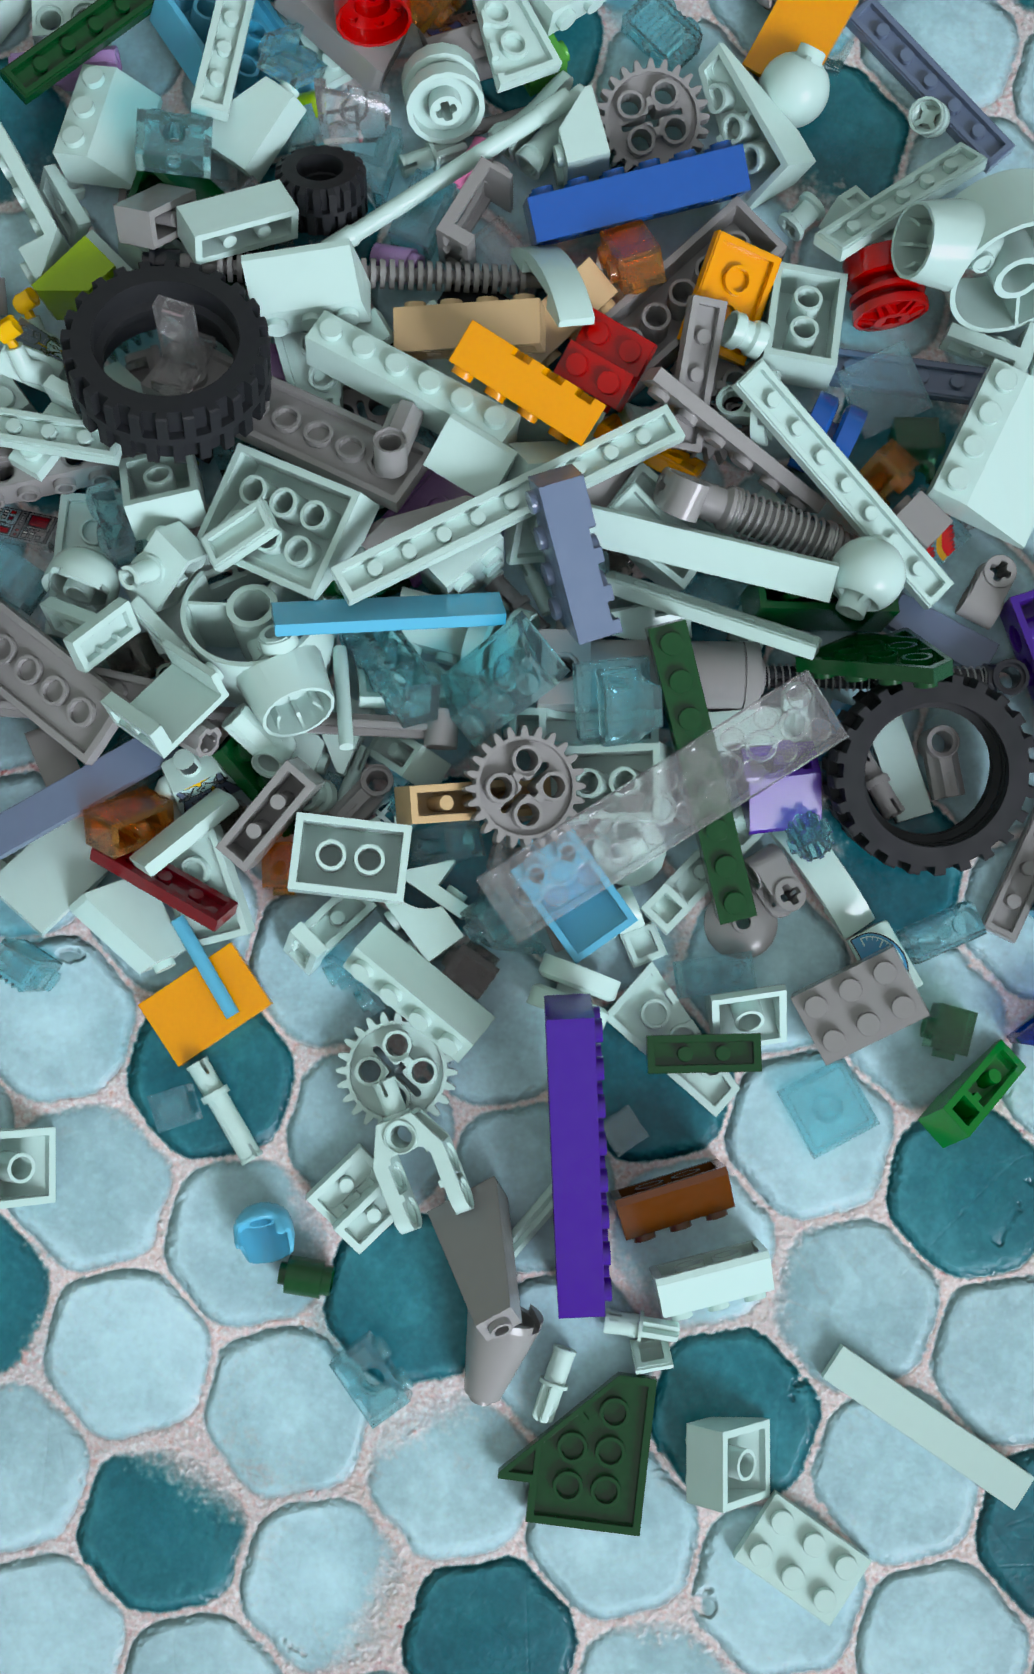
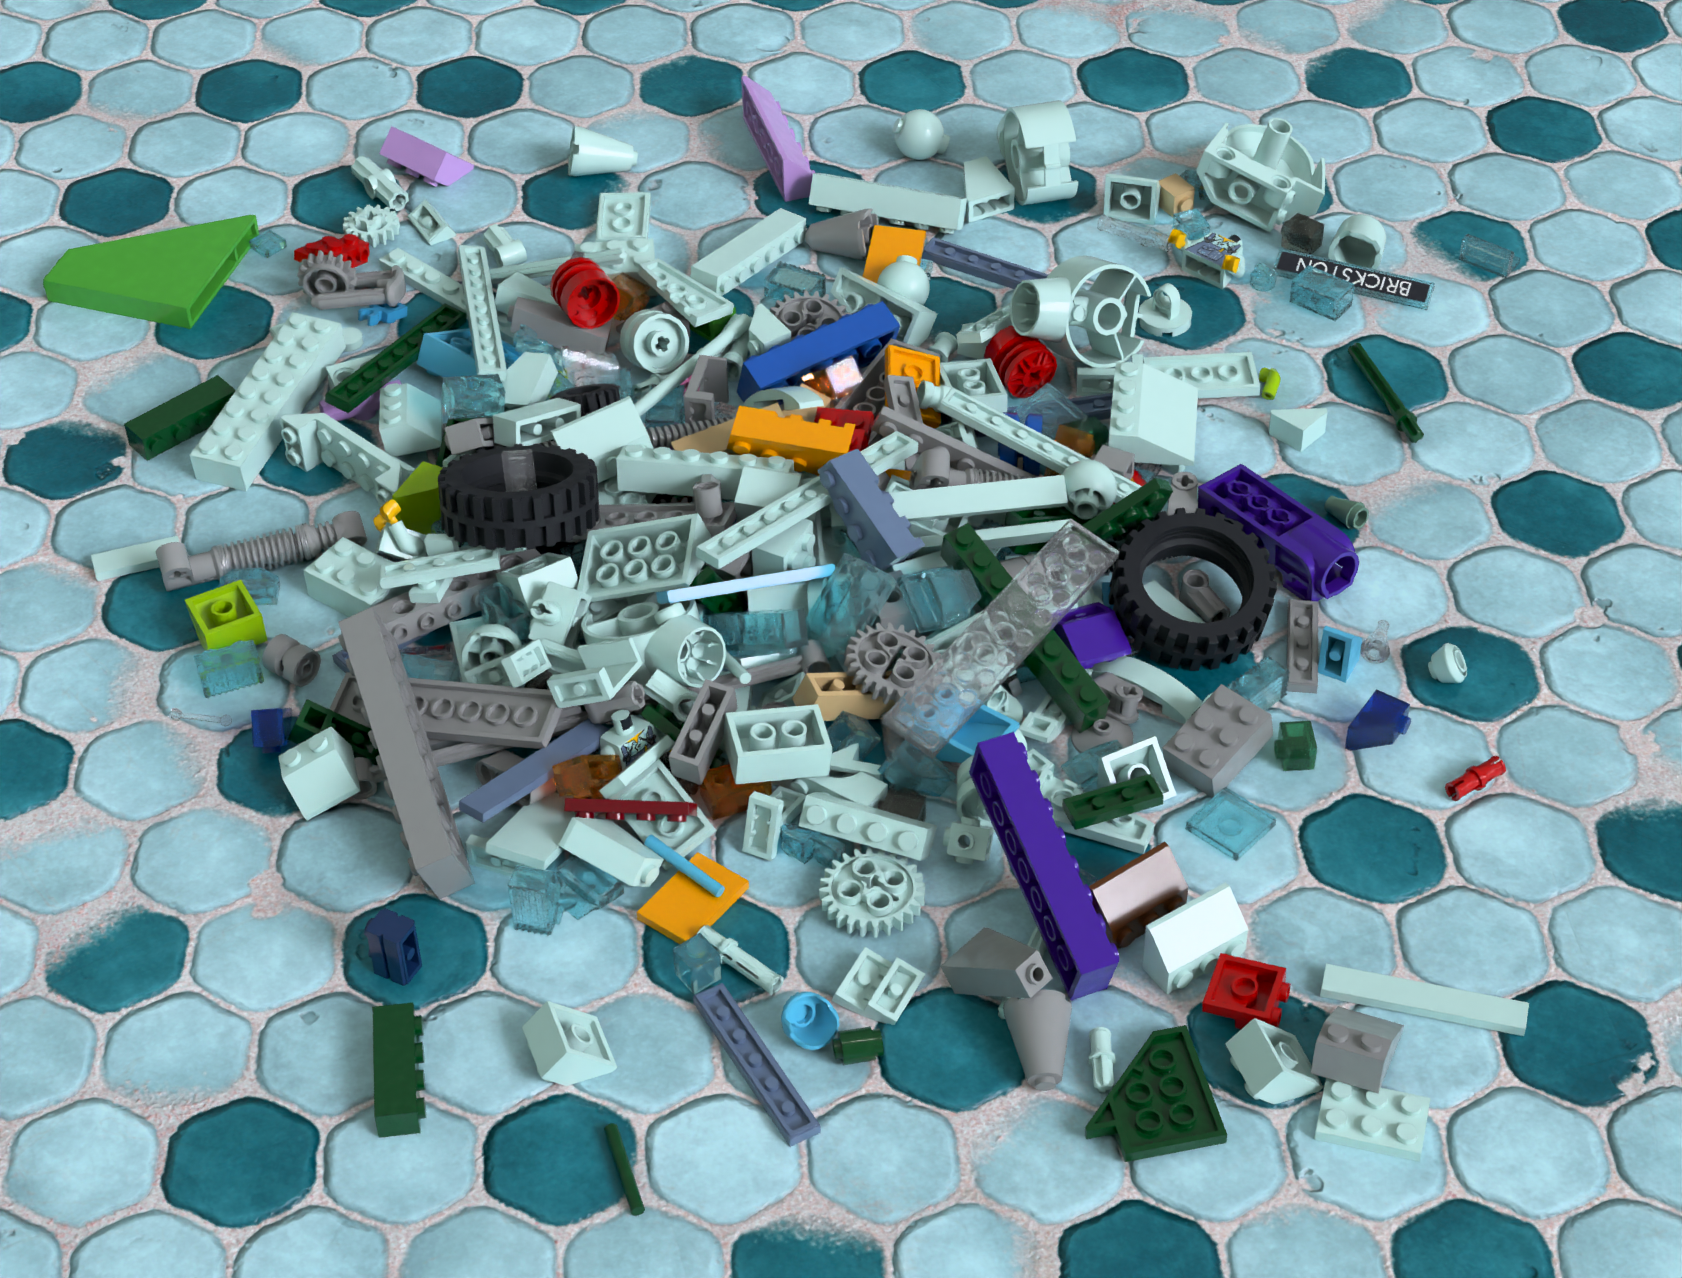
camera: 20 degrees left, 40 degrees down
(21, 1338) = (624, 1169): none -> dark green bar
(92, 958) = (585, 887): none -> clear light blue slope
(198, 1251) = (756, 1065): none -> sand blue tile
(240, 535) = (613, 573): light aqua tile -> none
(378, 1400) = (927, 1096): clear light blue brick -> none
(390, 1170) = (915, 903): light aqua piece -> none
(523, 1043) = (979, 836): none -> light aqua brick
(639, 1326) = (1155, 999): light aqua axle -> none
(651, 1355) = (1176, 1016): light aqua slope -> none
(738, 1363) = (1246, 991): none -> red plate
(809, 836) = (1117, 652): clear light blue gear -> none
(827, 1476) = (1355, 1048): none -> light grey slope
(923, 114) = (1002, 274): light aqua wheel -> none
(972, 1095) = (1334, 781): green slope -> none

